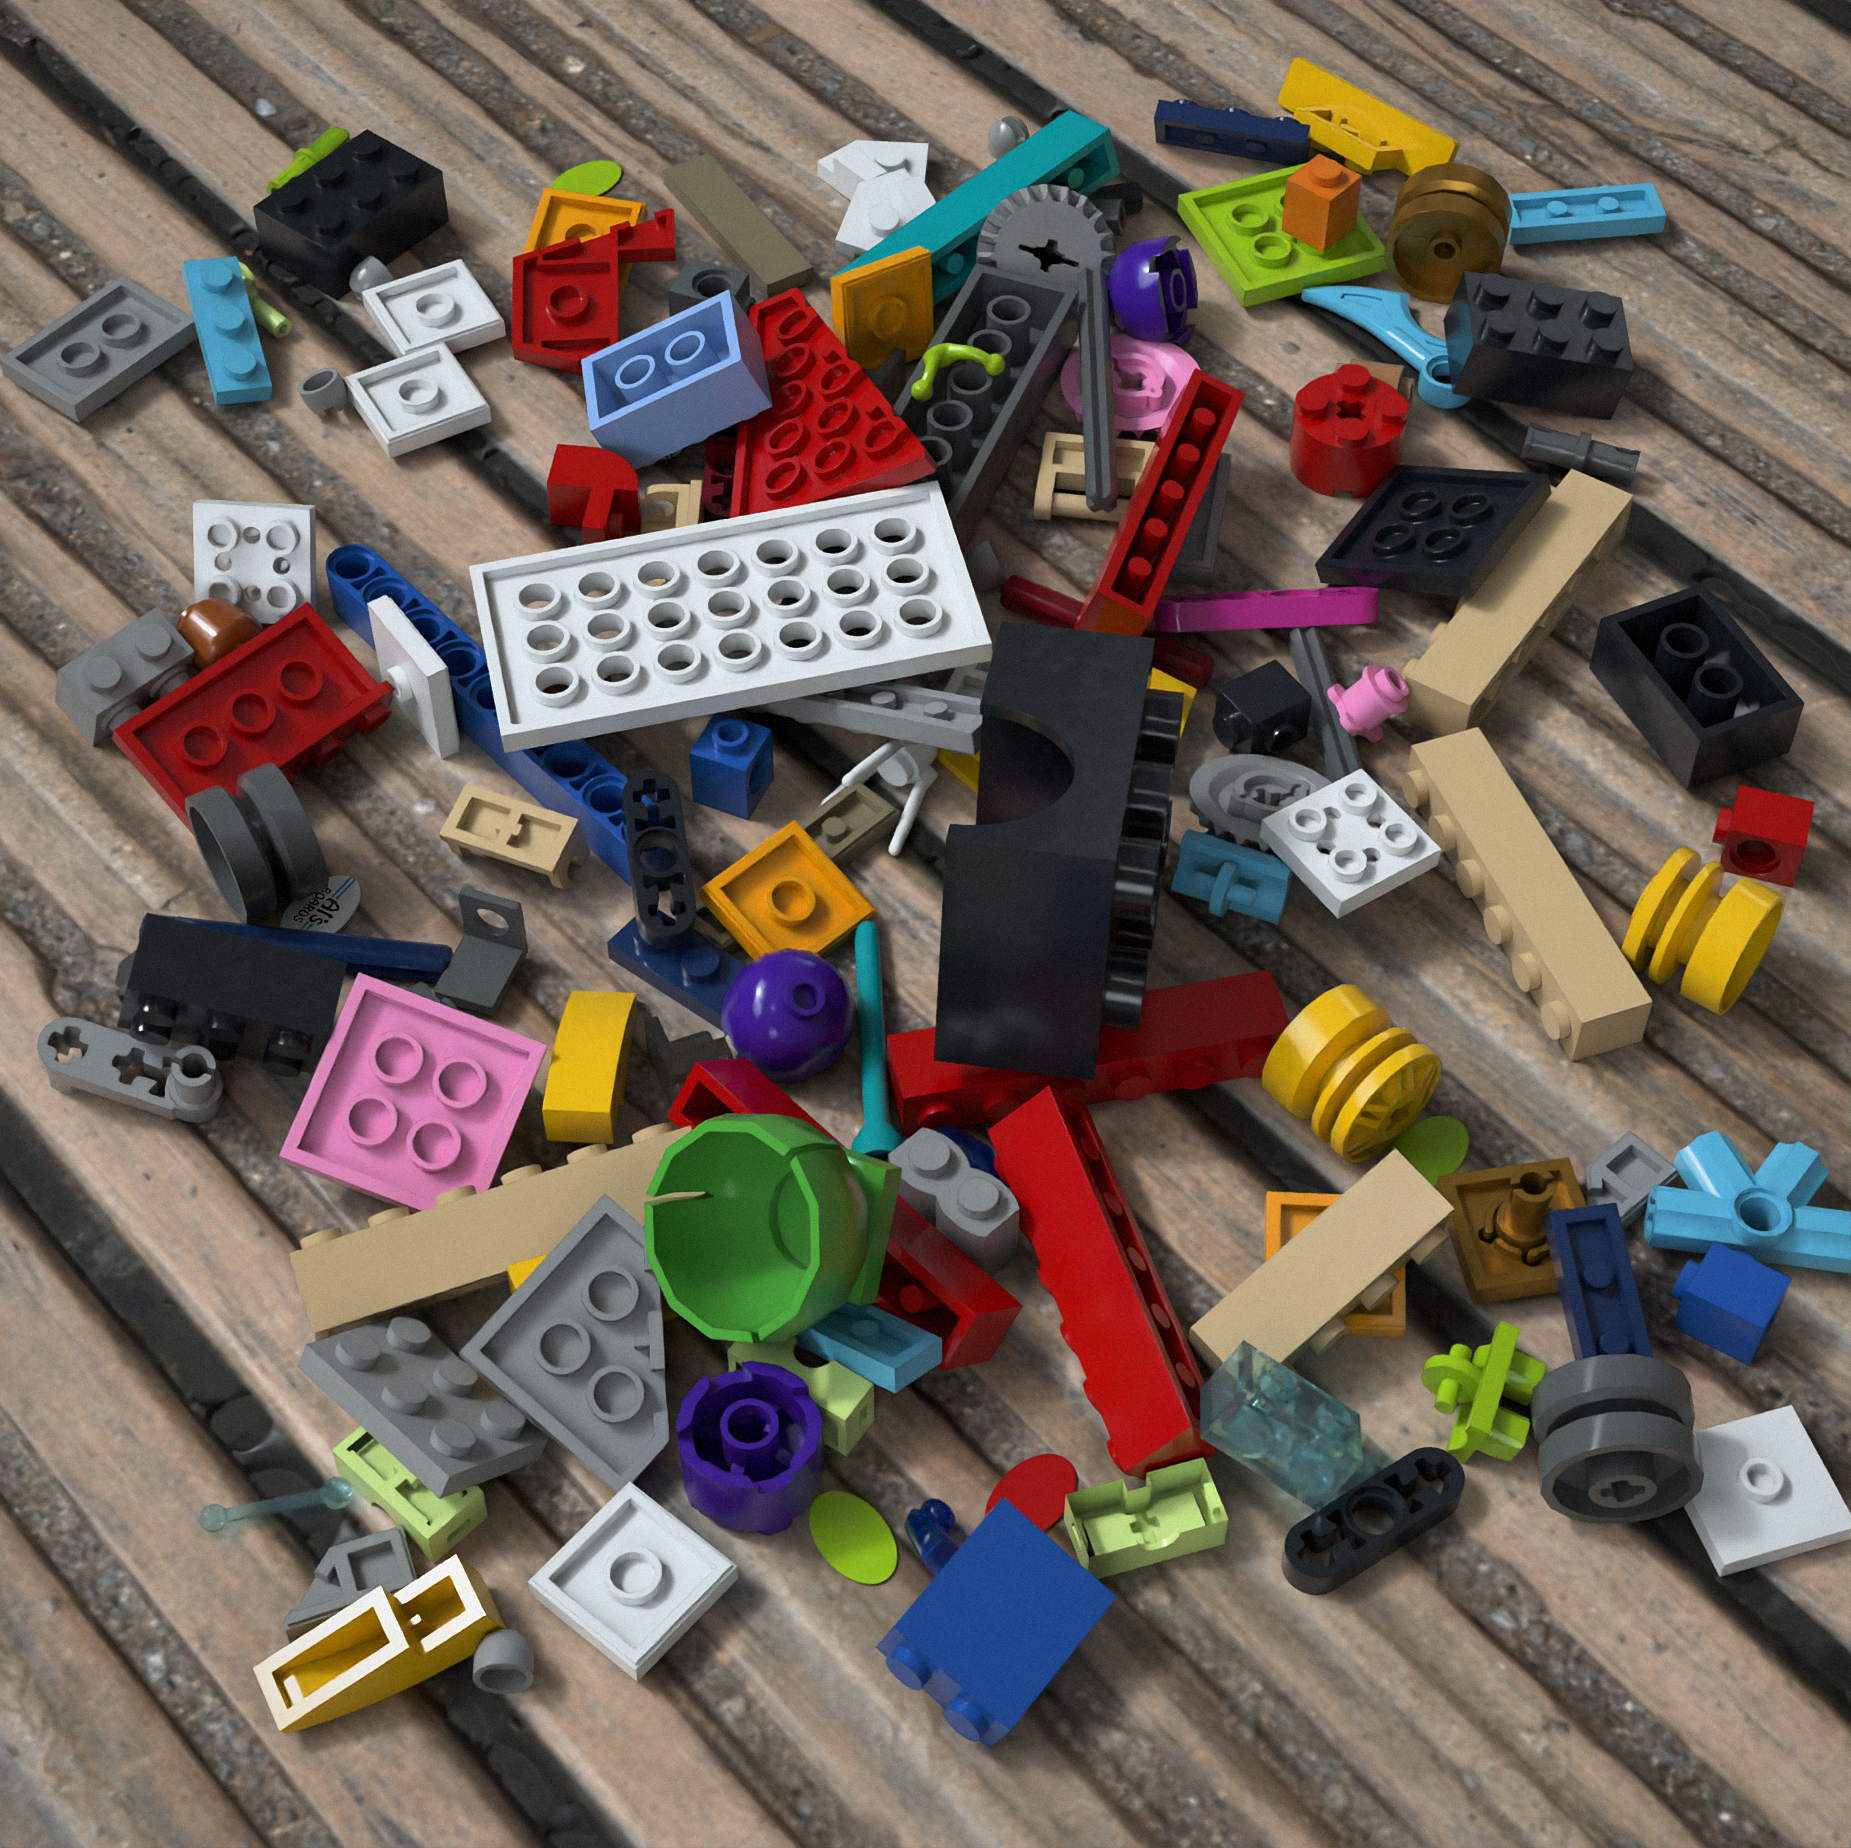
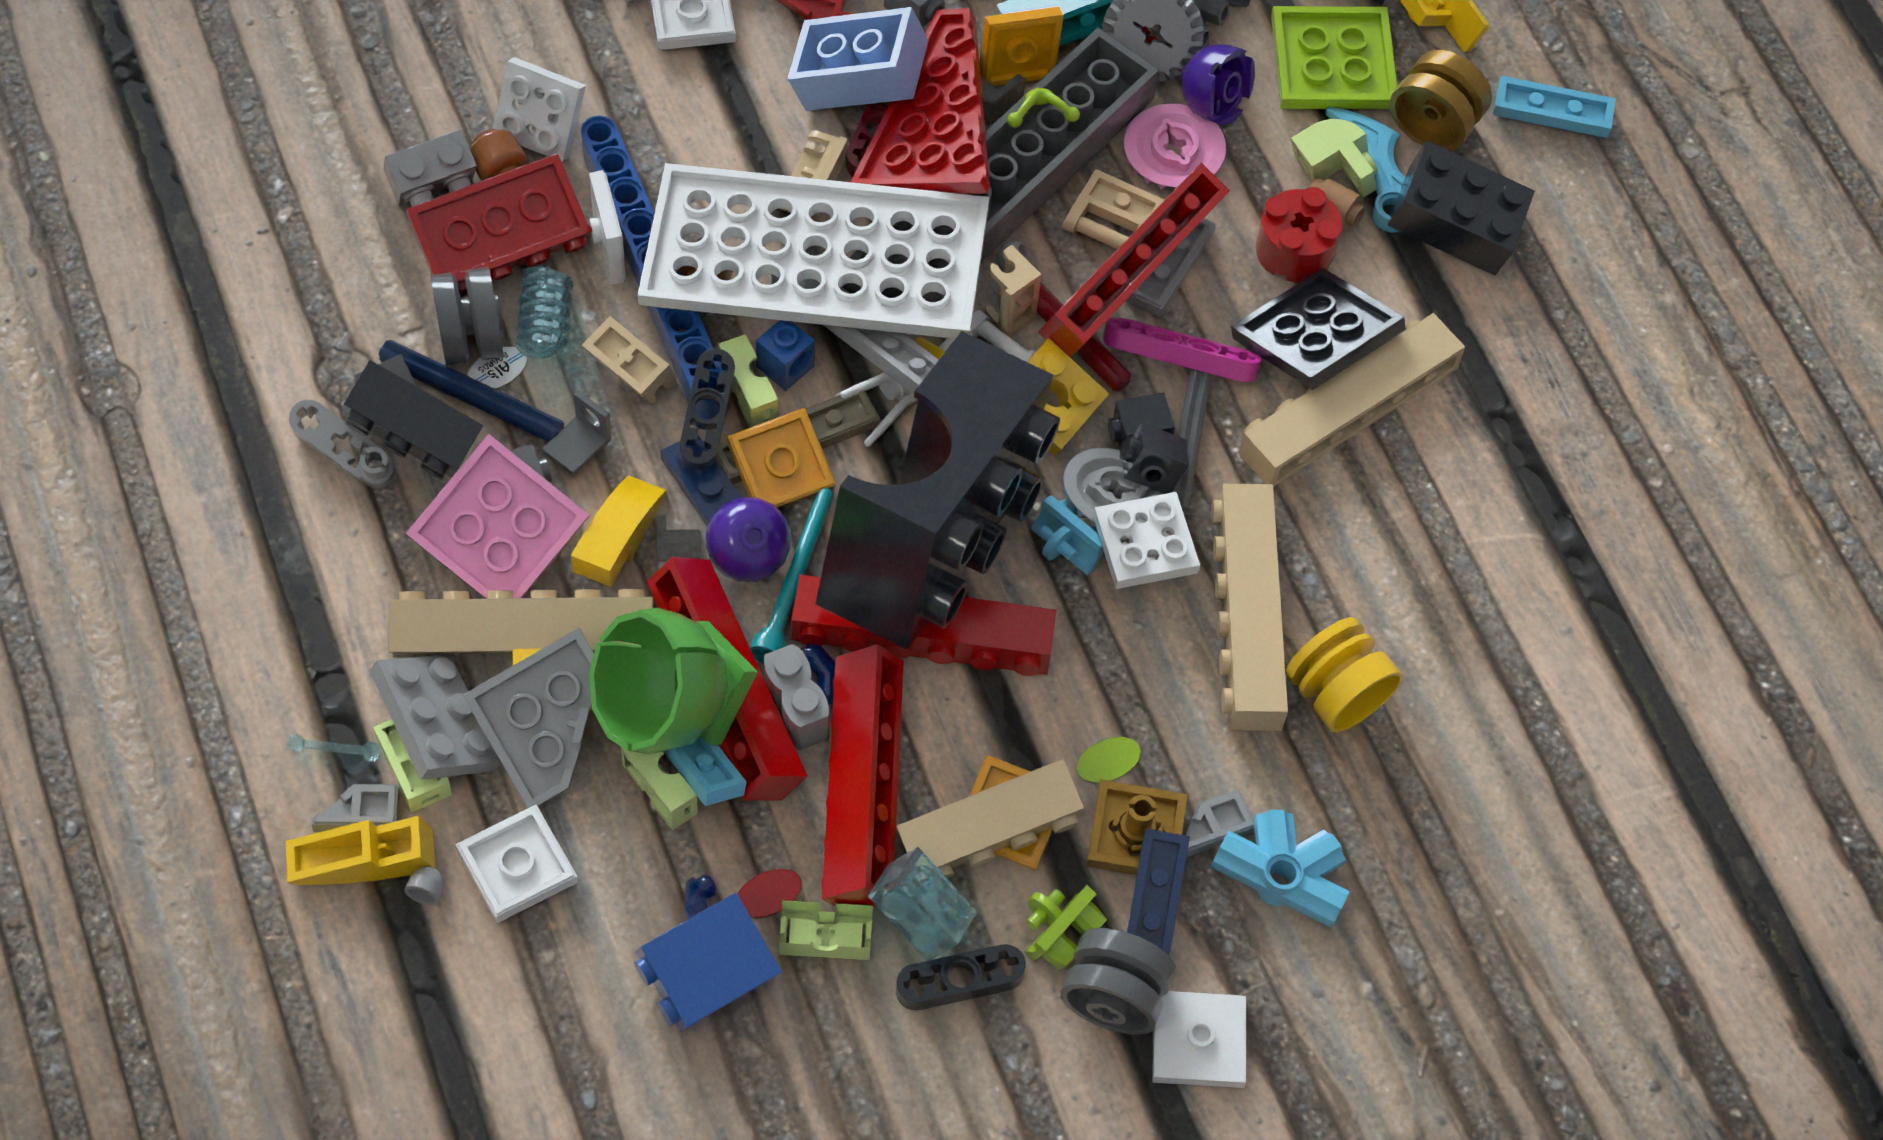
camera: 15 degrees right, 10 degrees up
(364, 812) = (543, 312): none -> clear light blue piece
(593, 492) = (781, 124): red brick -> none
(710, 825) = (753, 393): none -> yellowish green piece
(751, 1447) = (612, 808): dark purple brick -> none
(853, 1537) = (655, 880): lime sticker -> none
(1017, 581) = (1017, 293): none -> tan hinge
(1097, 391) = (1141, 148): dark grey axle -> none
(1304, 742) = (1154, 458): none -> black brick
(1321, 202) = (1362, 49): orange brick -> none
(1346, 321) = (1336, 146): none -> yellowish green brick
(1351, 1073) = (1073, 695): yellow wheel -> none
(1370, 701) = (1214, 441): bright pink brick -> none
(1580, 454) = (1454, 298): dark grey pin -> none
(1695, 686) = (1435, 499): black brick -> none
(1729, 1301) = (1241, 919): blue brick -> none
(1764, 835) = (1428, 619): red brick -> none

